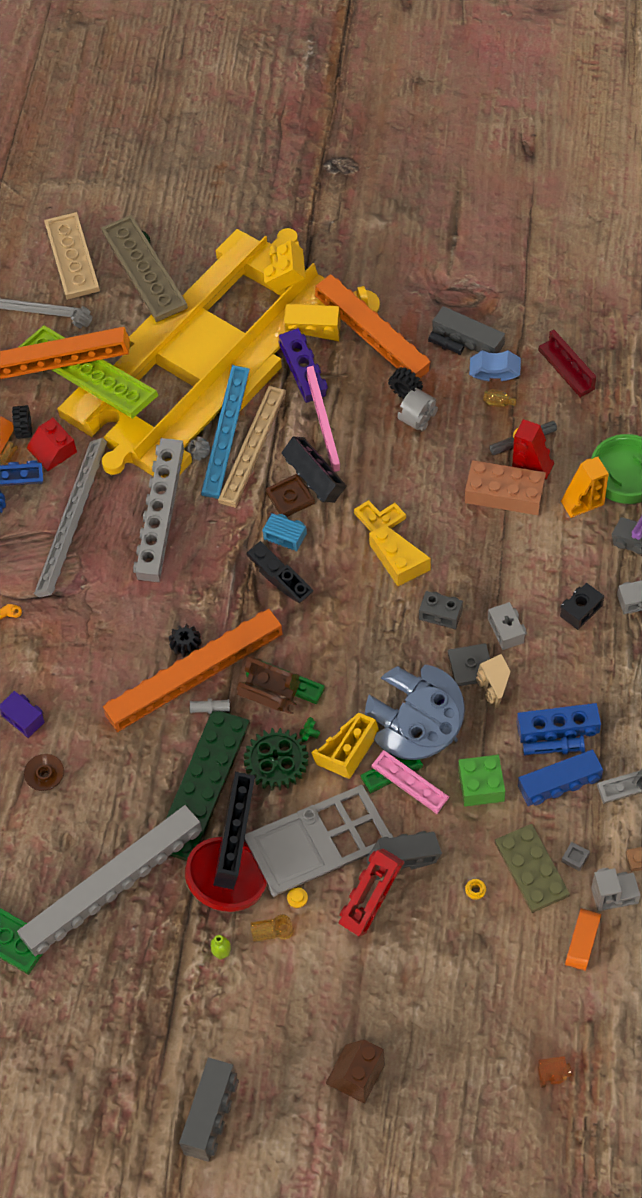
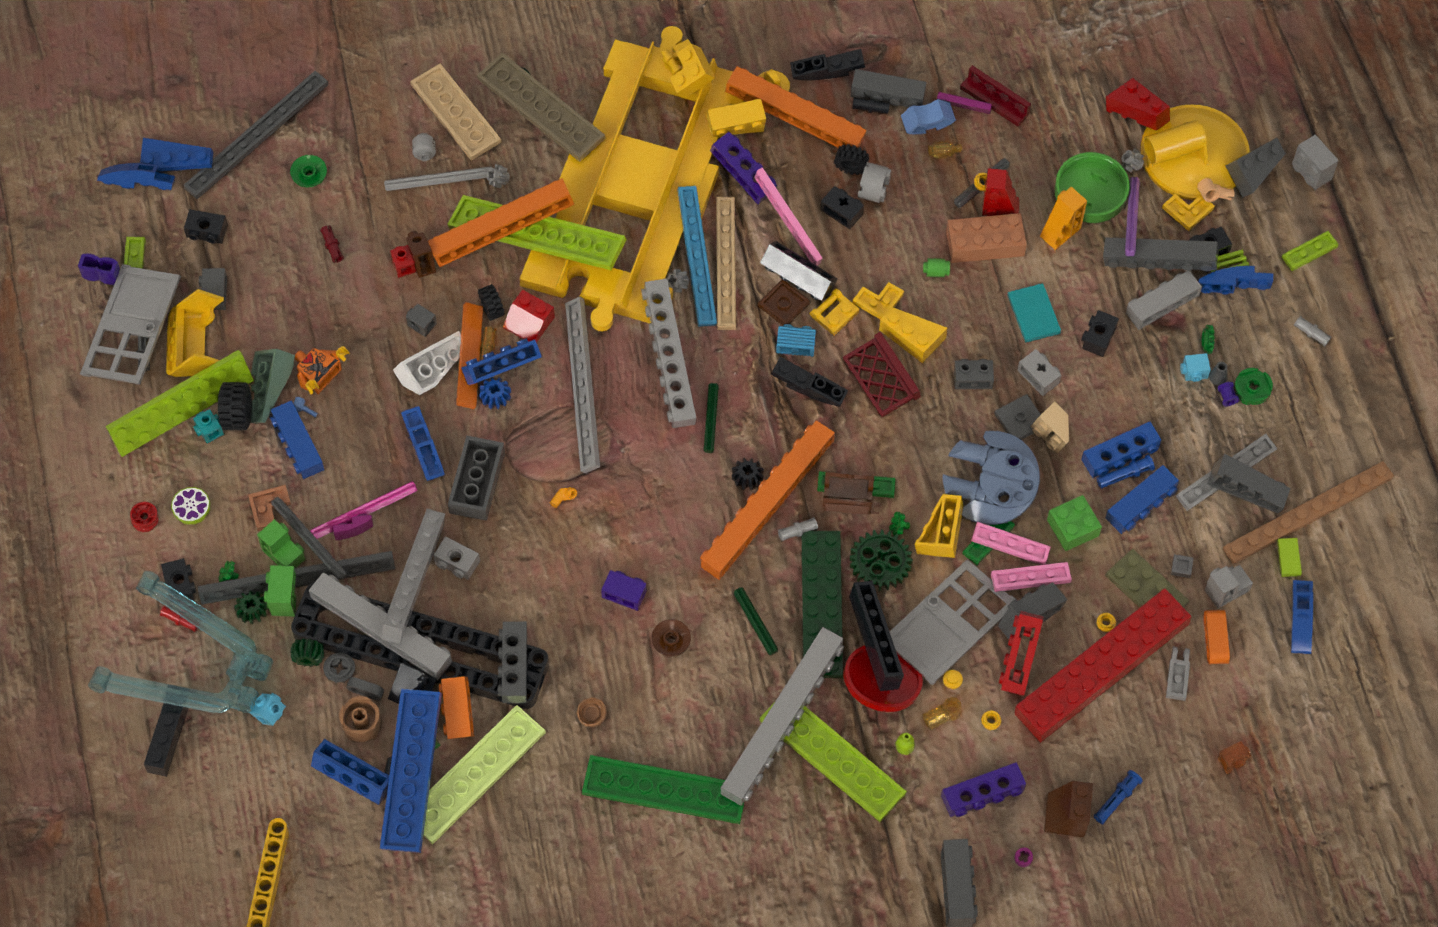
camera: 25 degrees left, 5 degrees up
(29, 277) = (423, 147): none -> light grey head
(132, 781) = (756, 621): none -> dark green axle
(154, 950) = (843, 765): none -> lime plate
(175, 580) = (711, 414): none -> dark green axle
(271, 1012) = (1009, 774): none -> dark purple brick
(287, 1099) = (1017, 855): none -> magenta bush
(315, 946) = (991, 715): none -> yellow plate
(336, 521) = (839, 316): none -> yellow plate
(368, 586) = (897, 370): none -> dark red fence
(380, 424) = (842, 207): none -> black brick
(416, 820) = (1030, 576): none -> bright pink plate
(419, 300) = (825, 67): none -> black slope
(422, 1068) = (1123, 790): none -> blue pin
(446, 502) = (936, 267): none -> bright green brick
(452, 930) = (1102, 665): none -> red brick
(525, 569) = (1034, 313): none -> teal tile
(527, 966) = (1178, 675): none -> light grey hinge
(536, 362) = (965, 103): none -> magenta tile

